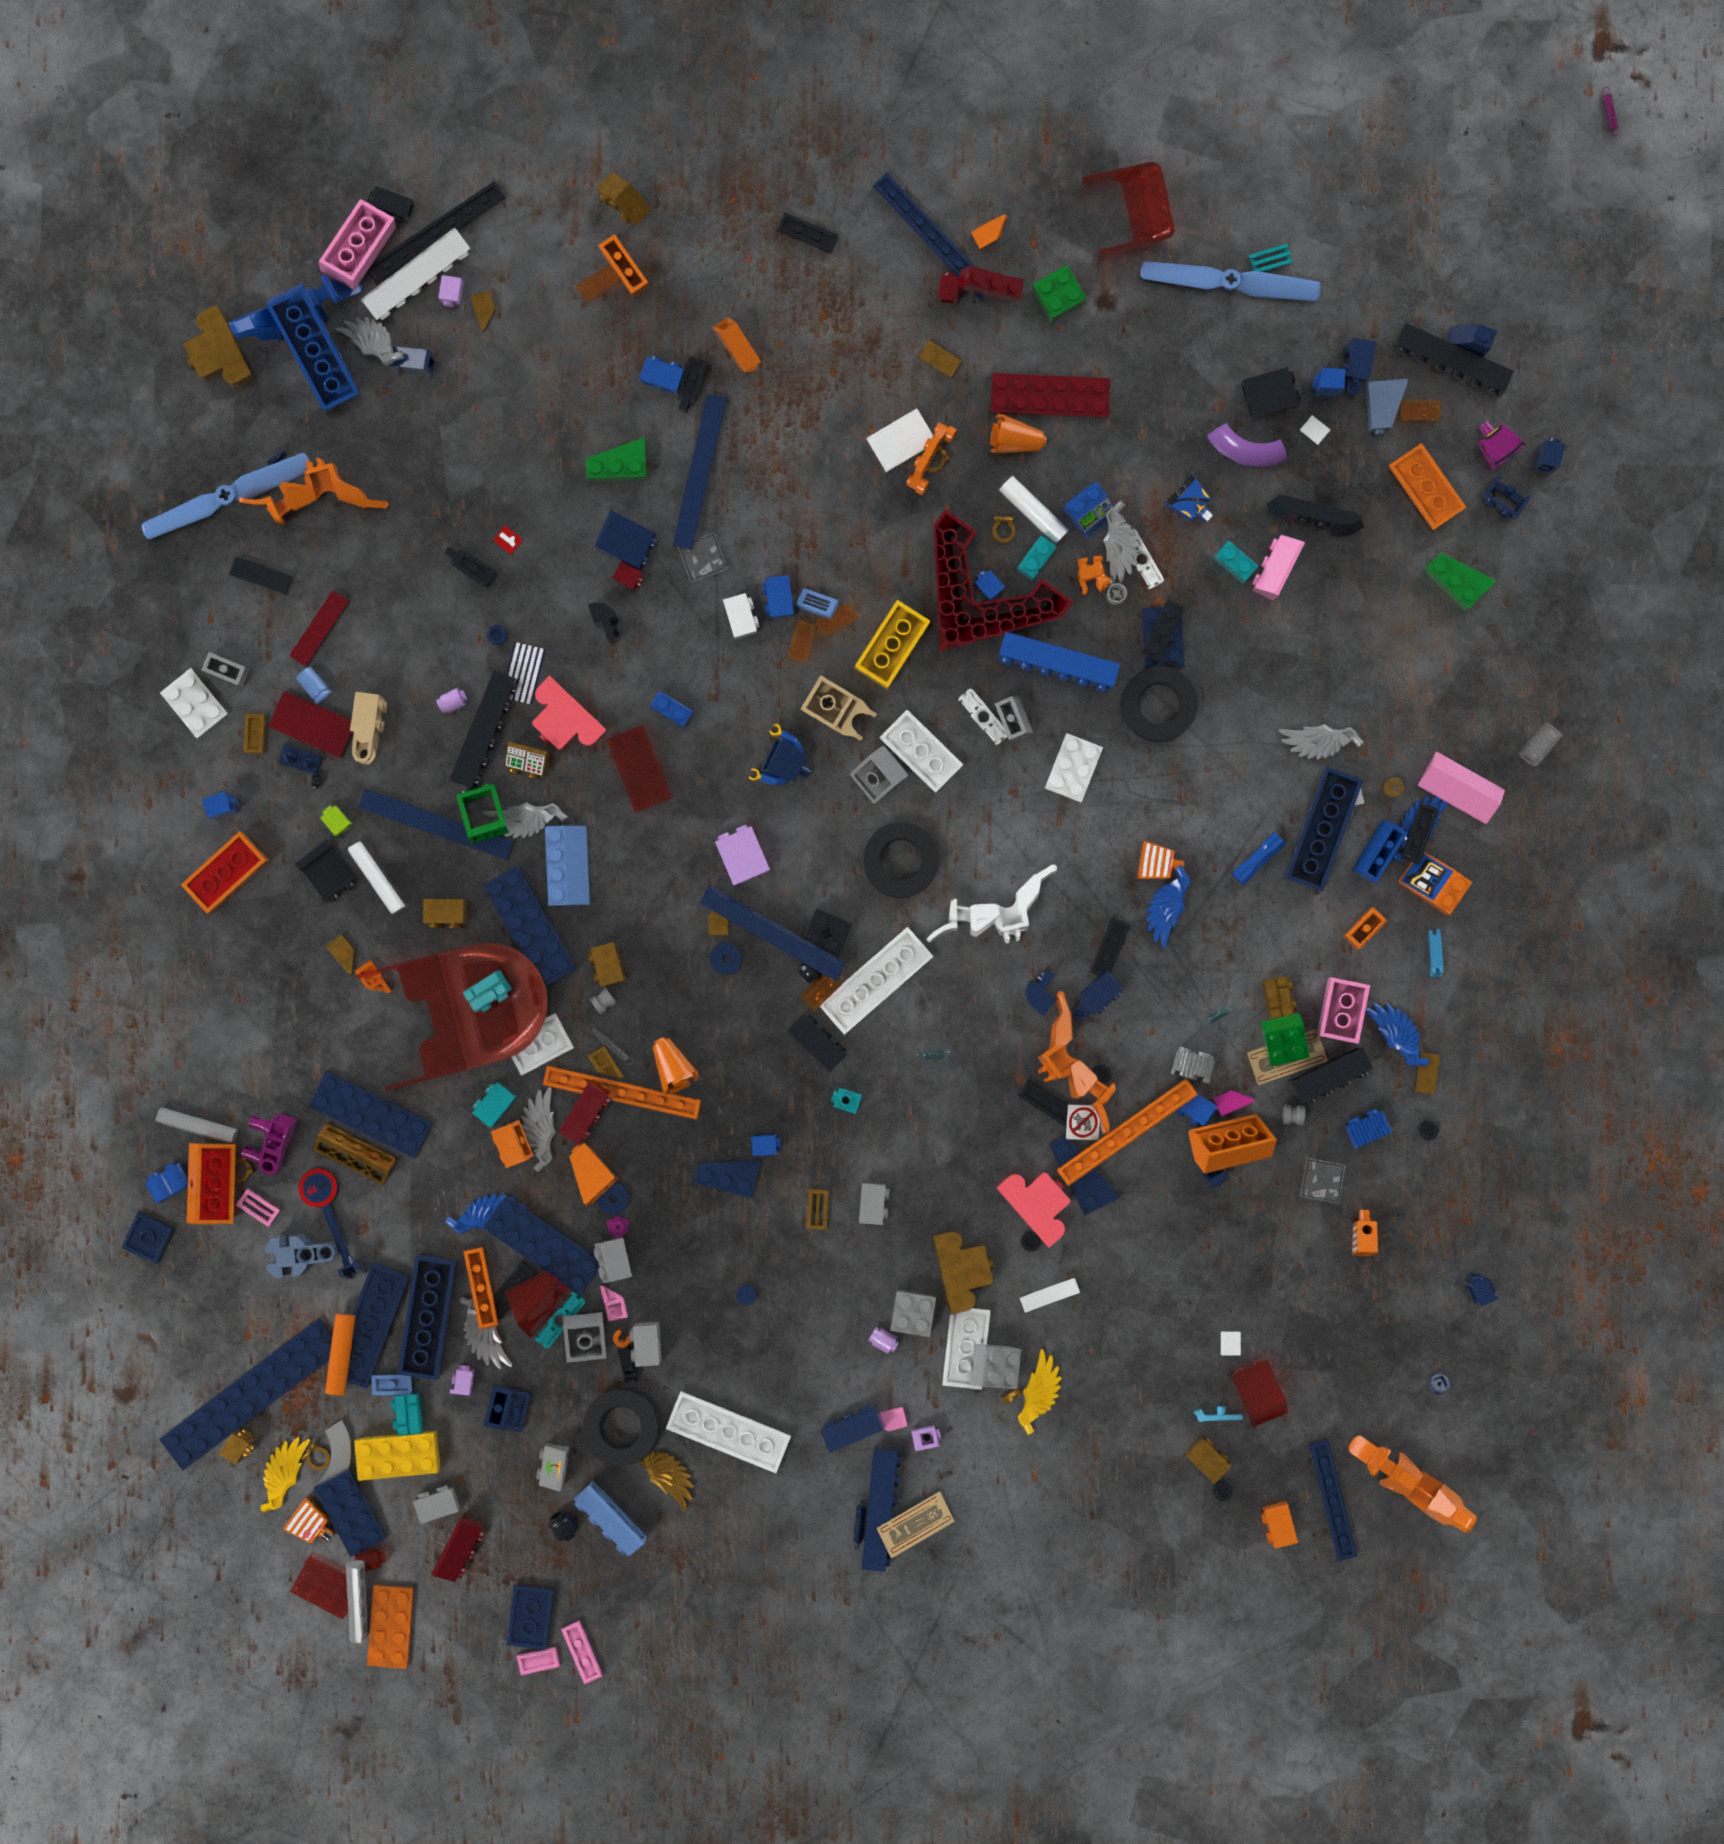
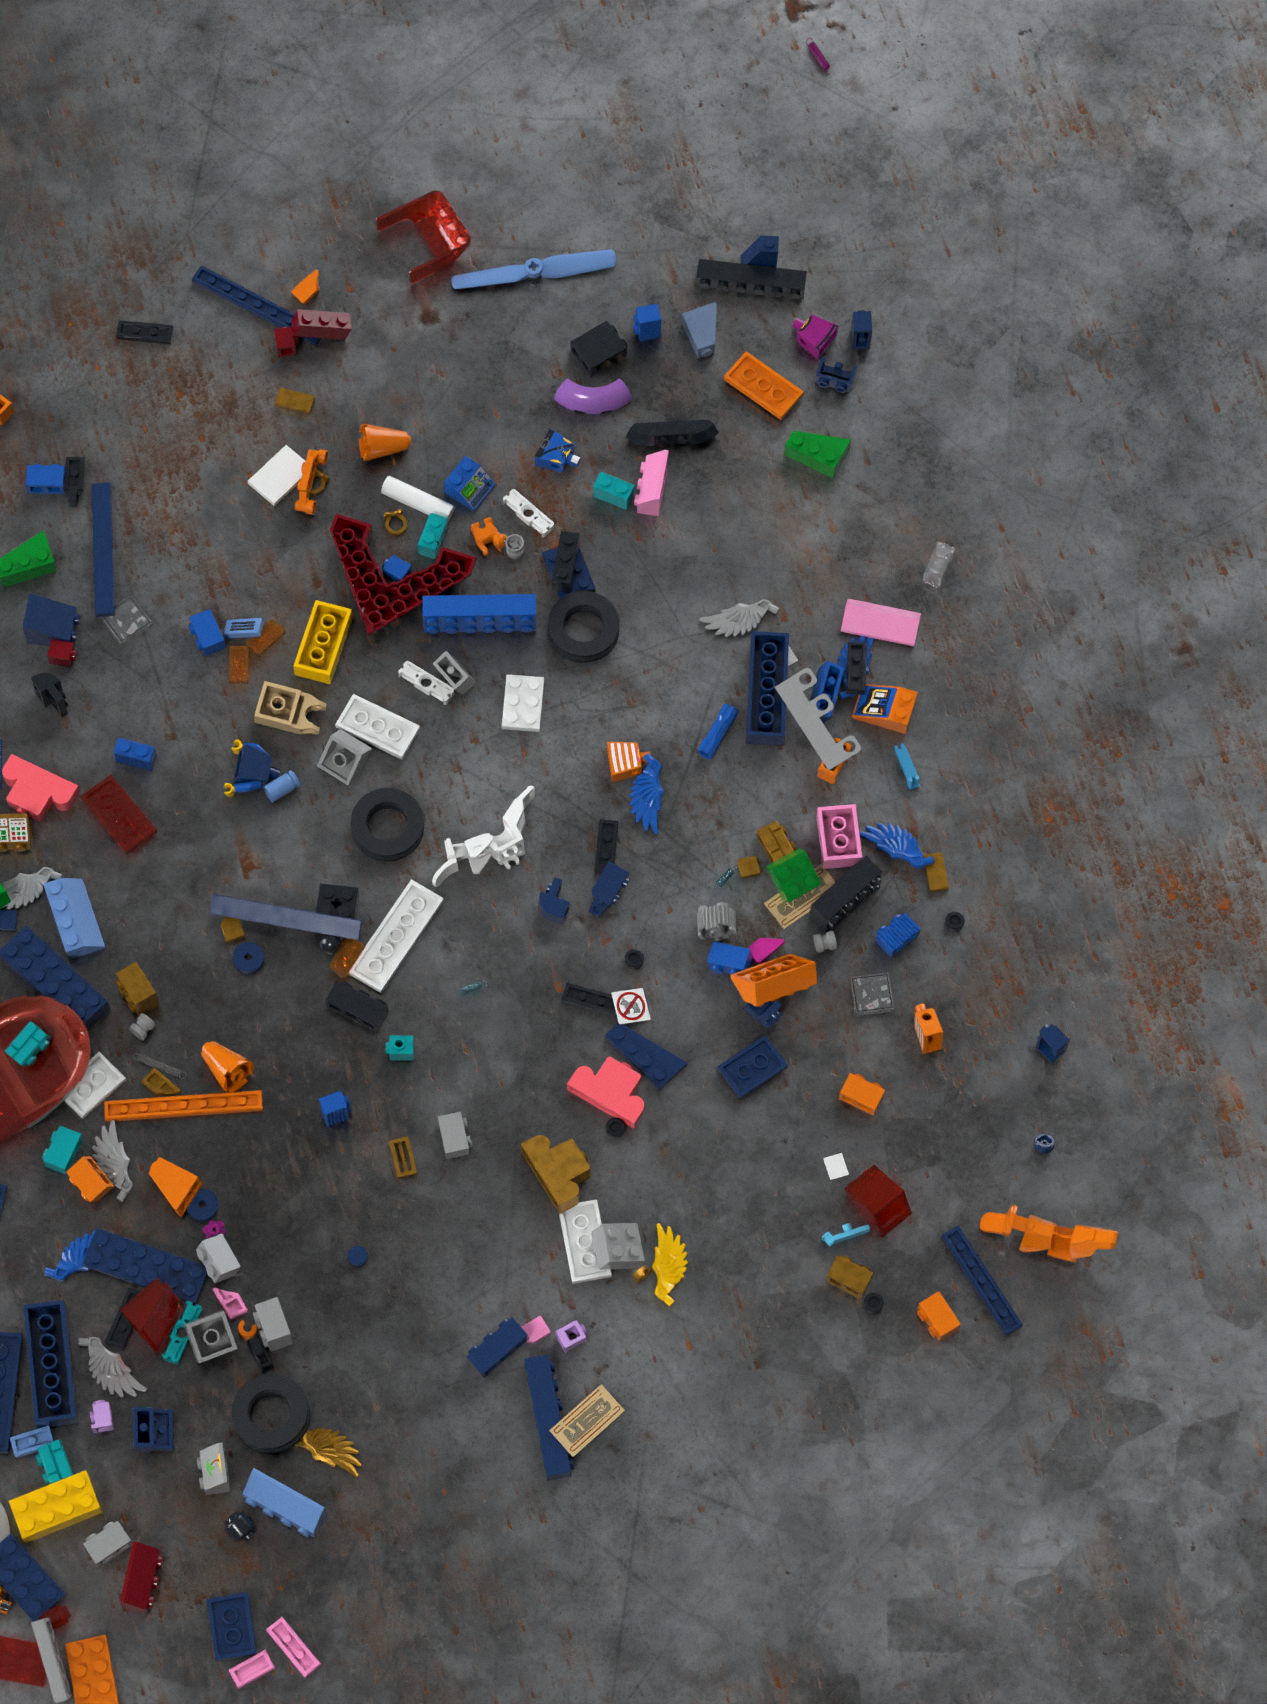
camera: 20 degrees left, 20 degrees down
(481, 1288) = (96, 1322): orange brick -> none
(585, 1112) = (152, 1130): dark red brick -> none
(728, 1432) = (377, 1388): white plate -> none
(732, 1177) = (309, 1152): dark blue wing -> none
(737, 344) = (107, 435): orange slope -> none
(740, 616) = (175, 658): white brick -> none
(742, 855) = (237, 861): lavender brick -> none
(808, 787) = (281, 786): none -> medium blue piece
(858, 1529) = (530, 1431): dark blue piece -> none
(883, 1340) = (503, 1258): lavender brick -> none
(913, 1313) = (523, 1223): light grey brick -> none
(1049, 1295) = (649, 1172): white sticker -> none
(1050, 395) = (404, 403): dark red plate -> none
(1059, 293) = (385, 318): green brick -> none
(1060, 1064) = (615, 964): orange piece -> none
(1120, 544) = (504, 503): light grey animal -> none
(1127, 1132) = (674, 998): orange tile -> none
(1181, 1221) = (752, 1067): none -> dark blue plate
(1243, 1012) = (748, 867): none -> pearl gold tile
(1269, 251) = (561, 242): teal tile -> none
(1279, 1281) = (862, 1093): none -> orange brick
(1315, 429) = (648, 368): white sticker -> none
(1353, 879) = (809, 720): none -> light grey piece
(1358, 364) = (669, 303): dark blue hinge -> none
(1393, 787) = (819, 638): pearl gold tile -> none
(1420, 410) = (736, 327): clear orange plate -> none

